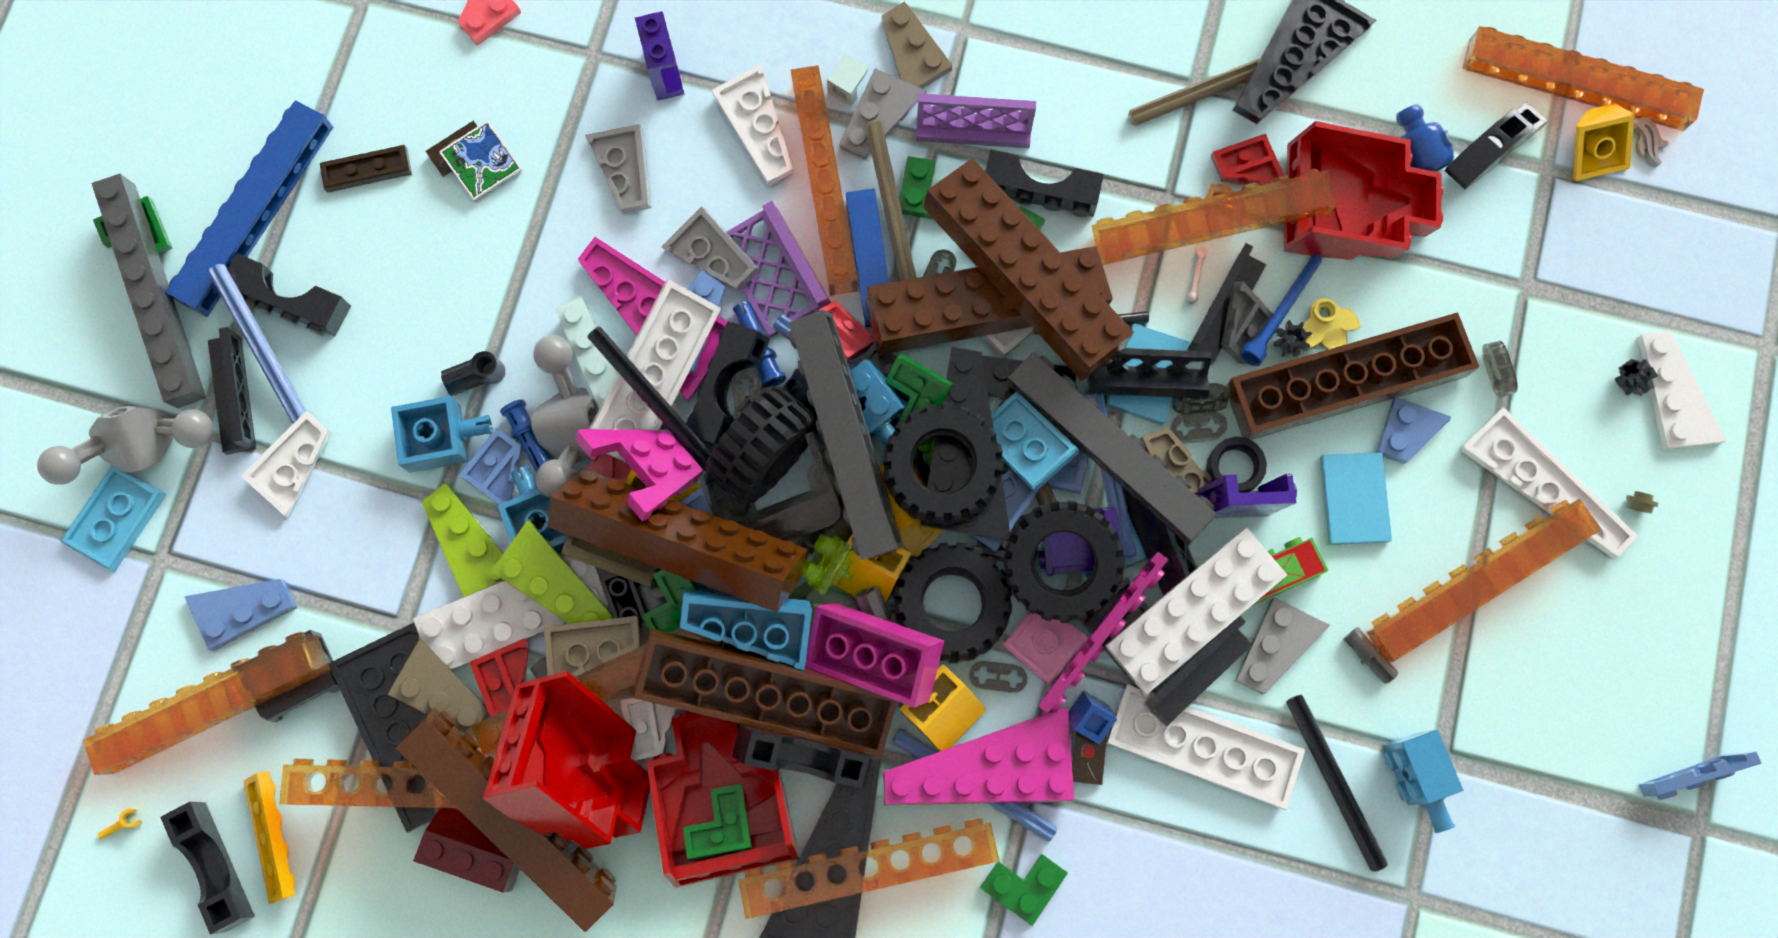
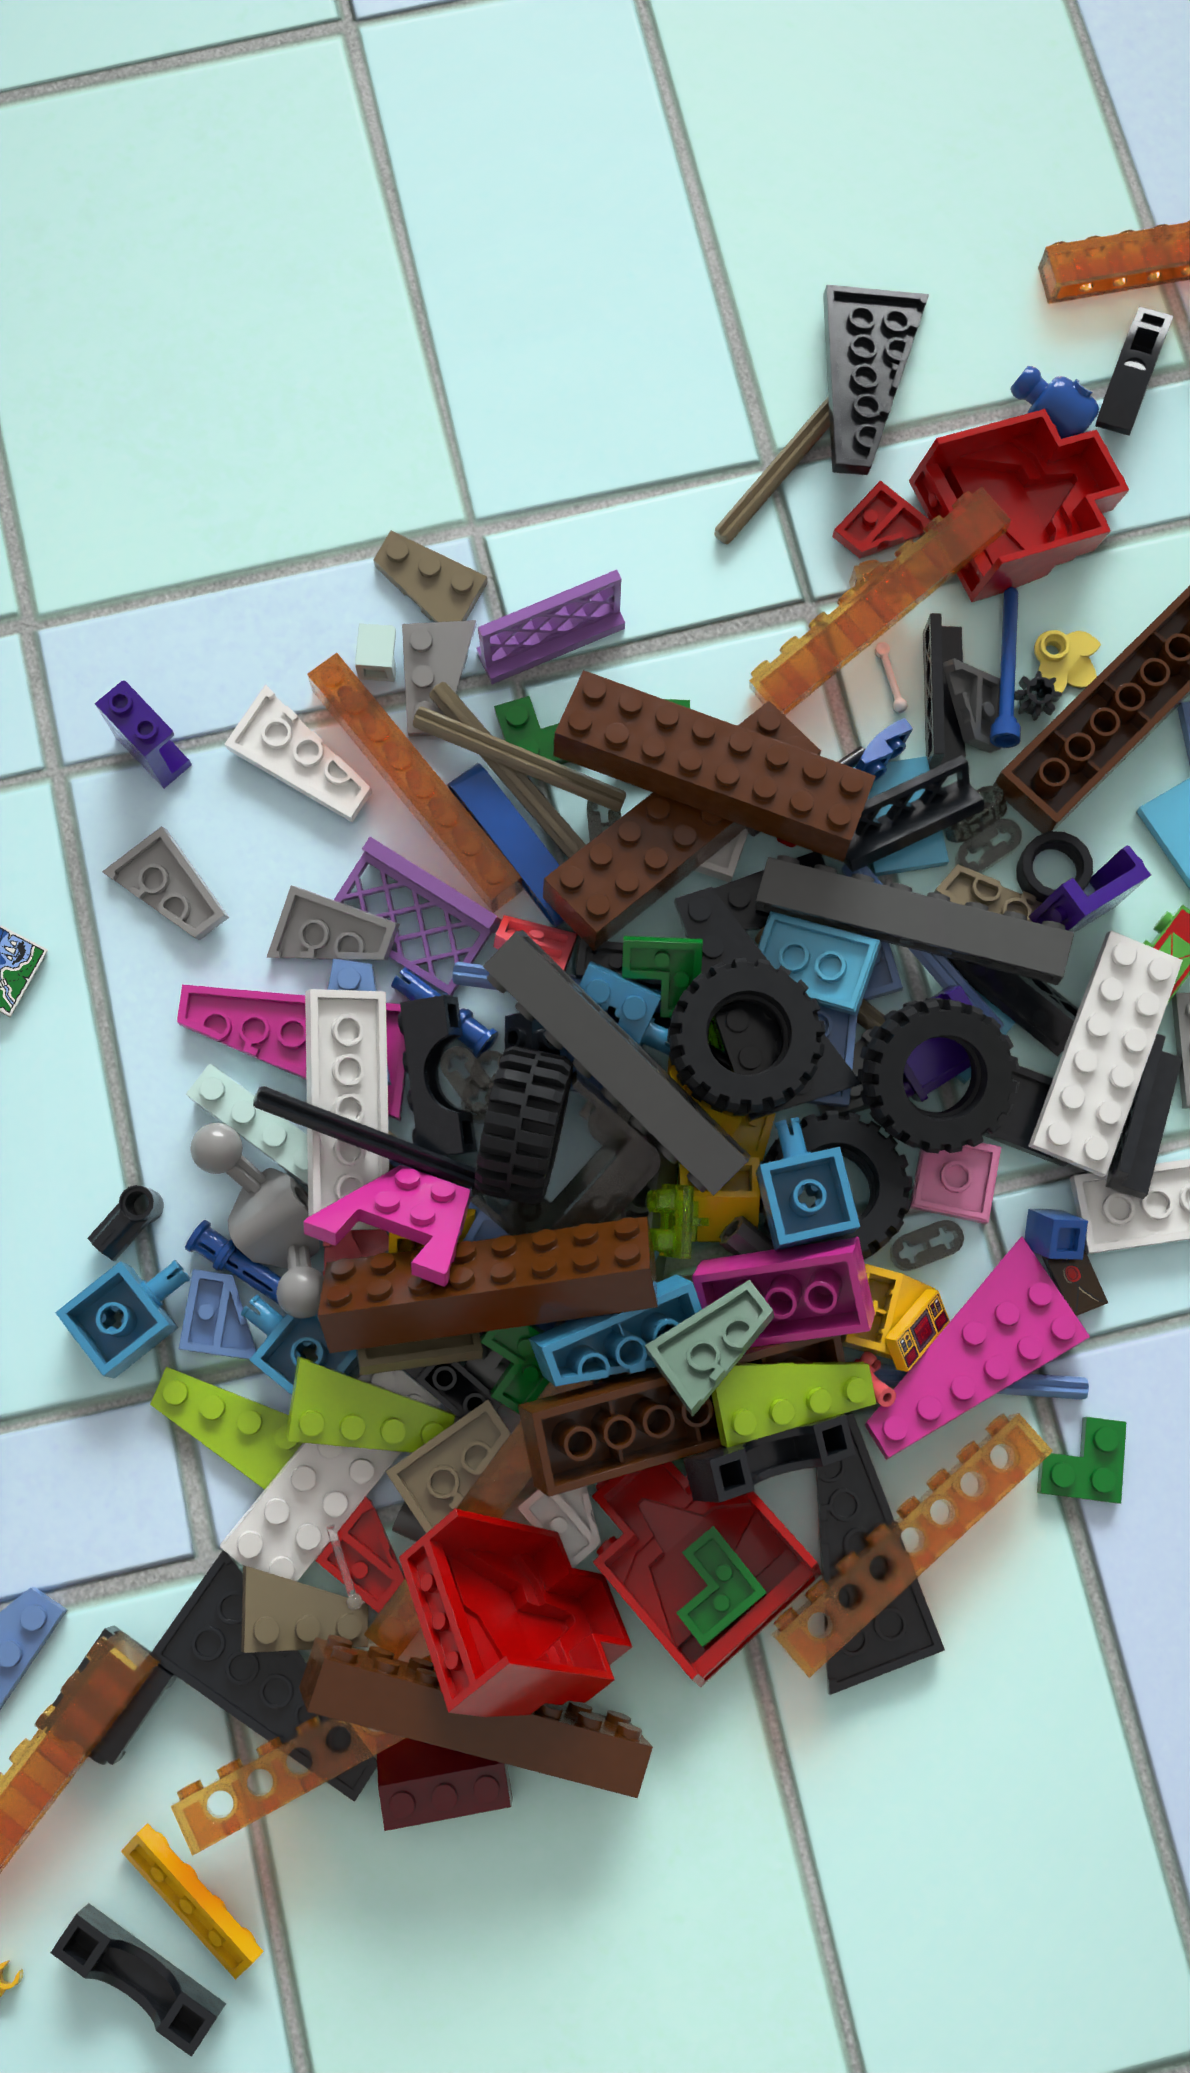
camera: 30 degrees left, 0 degrees up
(479, 701) = (354, 1600): none -> clear hinge
(799, 655) = (710, 1343): none -> sand green wing
(828, 719) = (782, 1396): none -> lime wing
(901, 199) = (519, 759): none -> dark tan axle
(903, 749) = (883, 1393): none -> coral arm
(924, 574) = (818, 1174): none -> dark azure brick
(954, 728) = (917, 1330): none -> tile
(1075, 194) = (710, 654): black arch -> none
(1109, 626) = (1034, 1057): dark pink wing -> none
(1162, 318) = (883, 747): none -> slope

